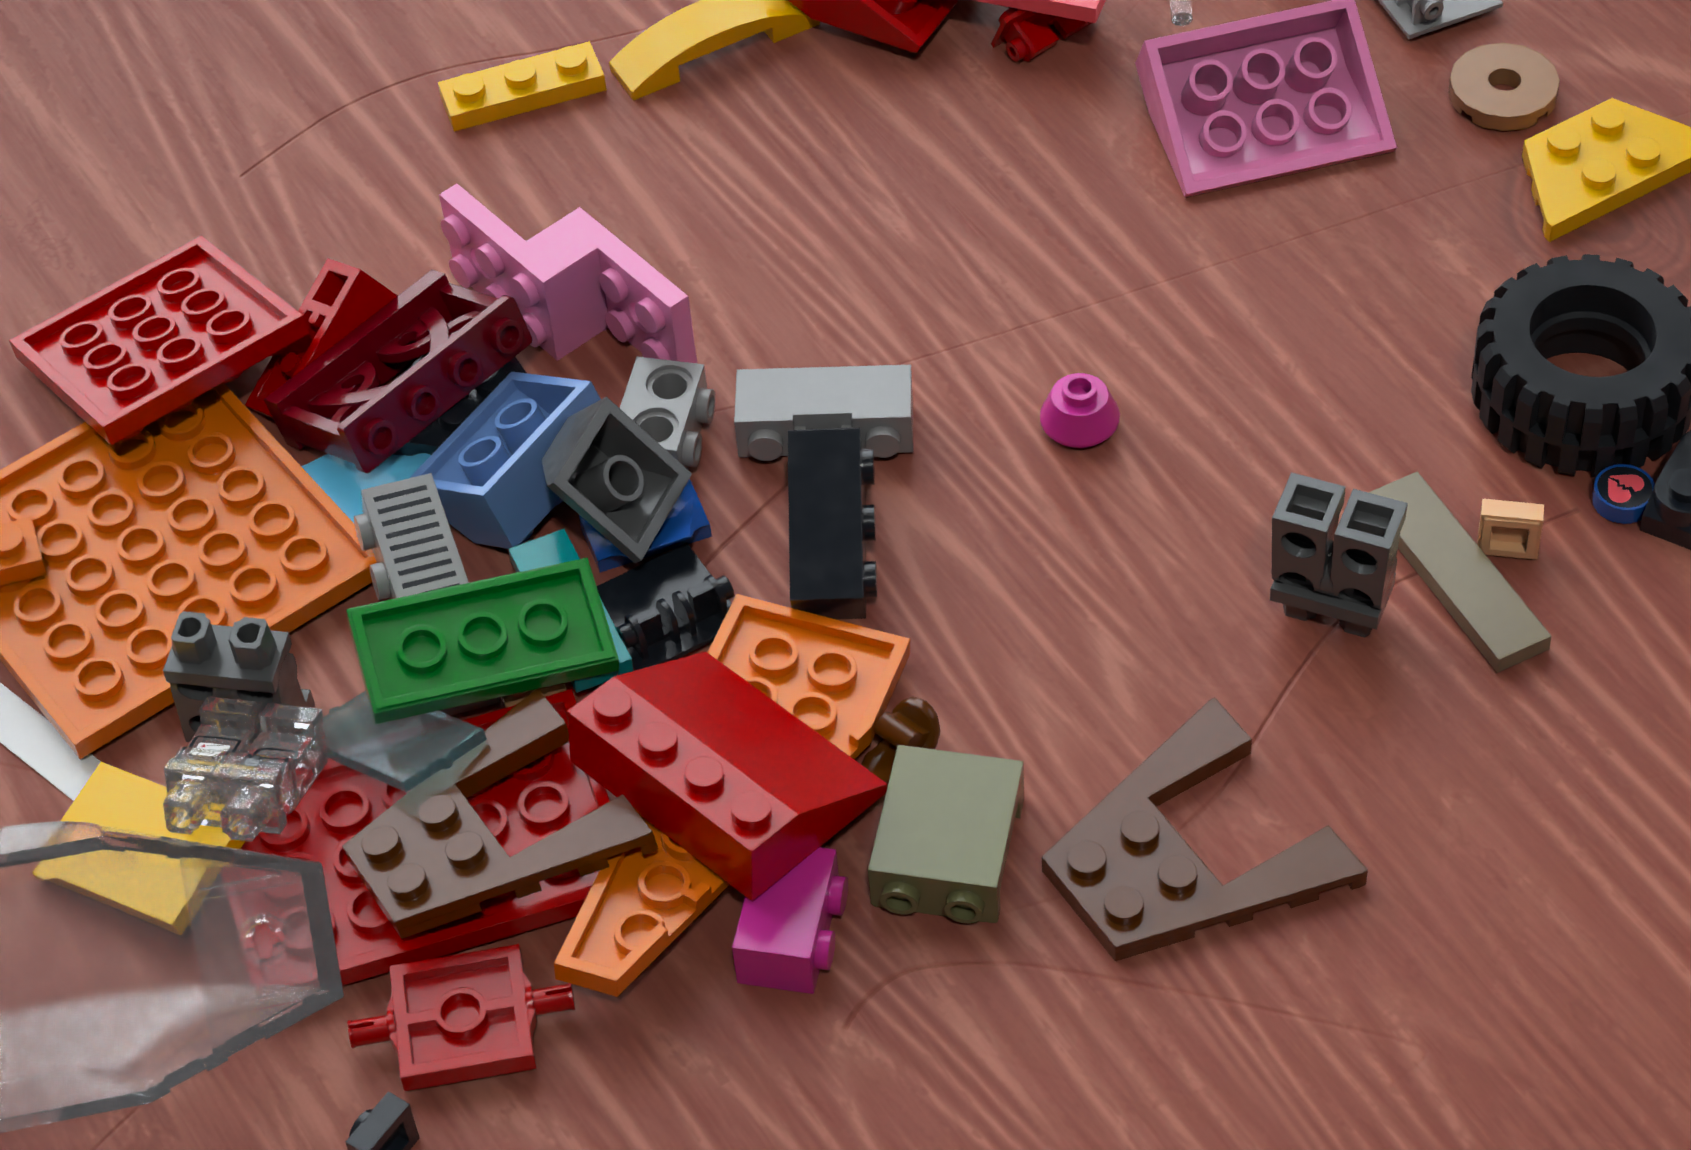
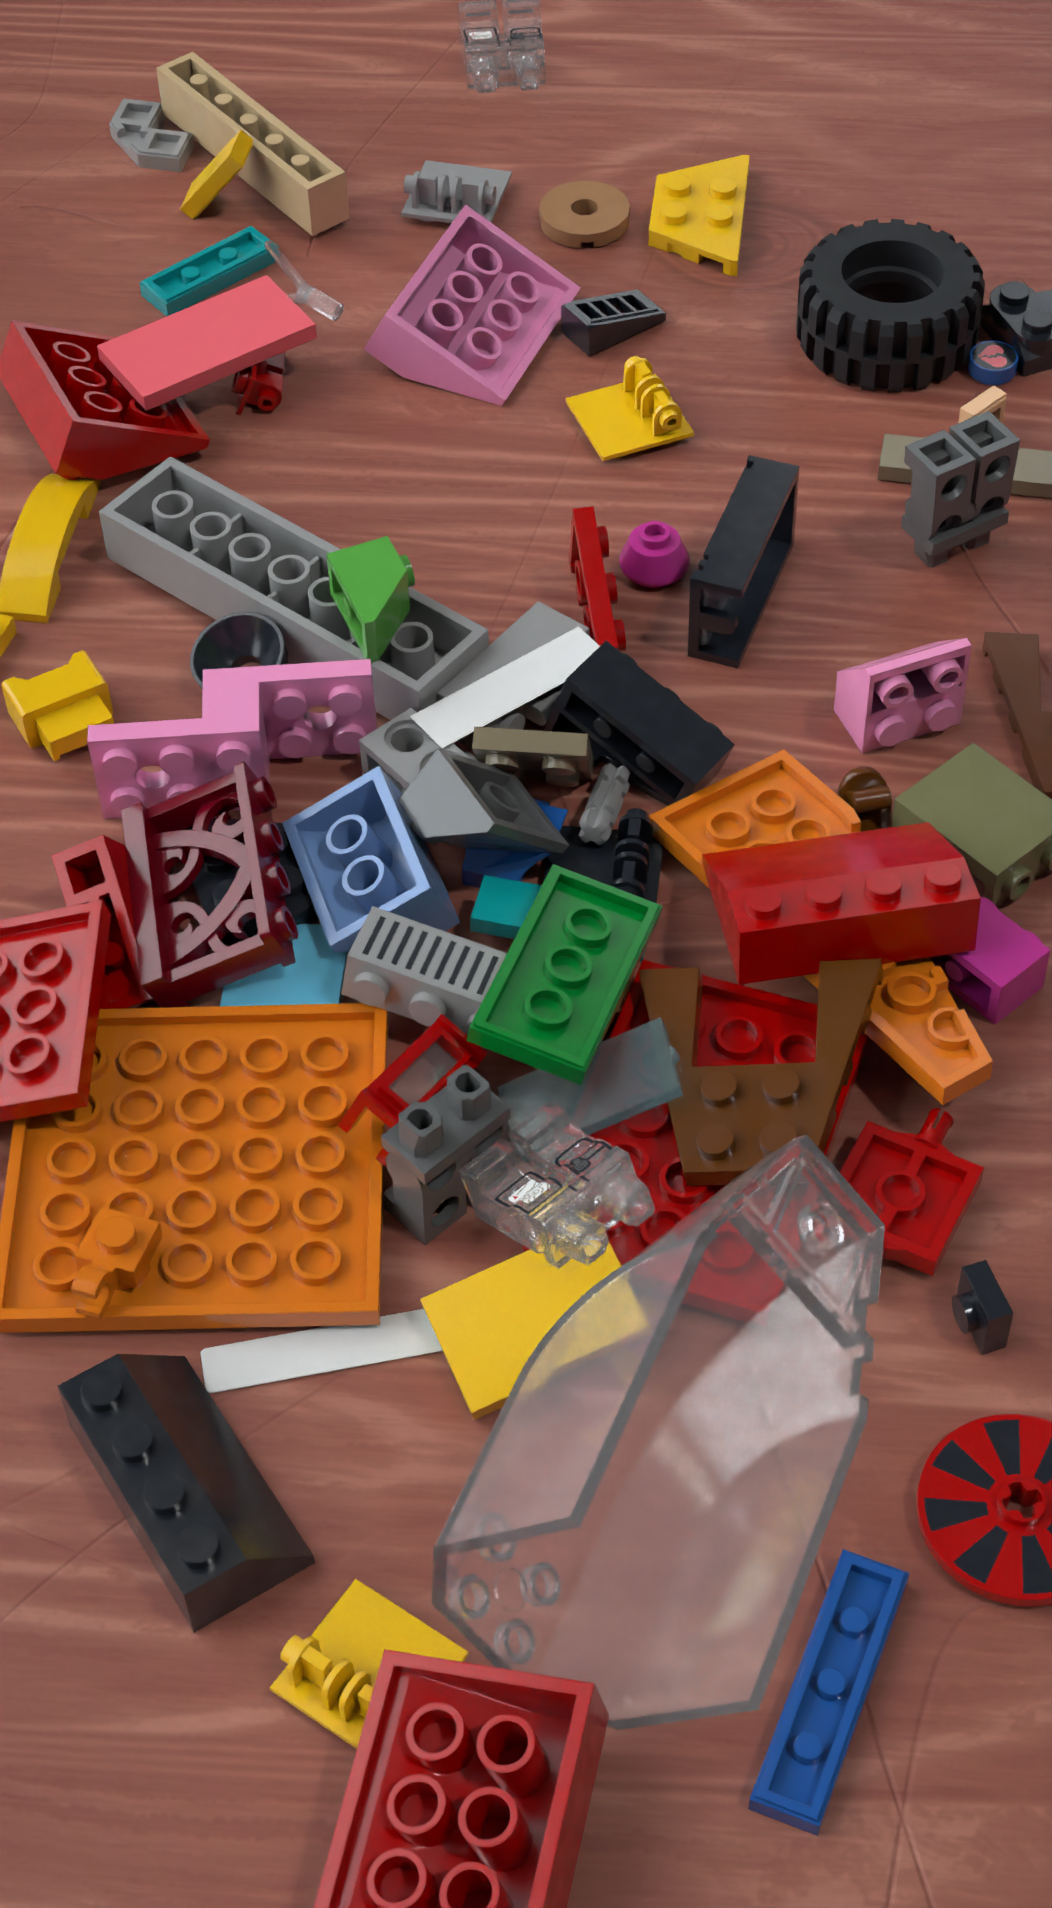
camera: 55 degrees left, 0 degrees up
(311, 617) = (415, 1075): none -> red window
(532, 167) = (59, 705): none -> yellow piece
(668, 220) = (237, 641): none -> black piece
(723, 475) = (555, 755): none -> dark tan plate
(734, 559) = (604, 804): none -> light grey axle
(767, 251) = (371, 592): none -> bright green slope
(774, 207) = (243, 558): none -> light grey brick
(784, 408) = (505, 688): none -> white sticker
(972, 394) = (594, 586): none -> red wing
(1054, 679) = (903, 694): none -> bright pink slope
(1104, 468) = (743, 562): none -> black door
(1254, 284) = (630, 414): none -> yellow hinge
(1353, 189) = (601, 320): none -> black slope

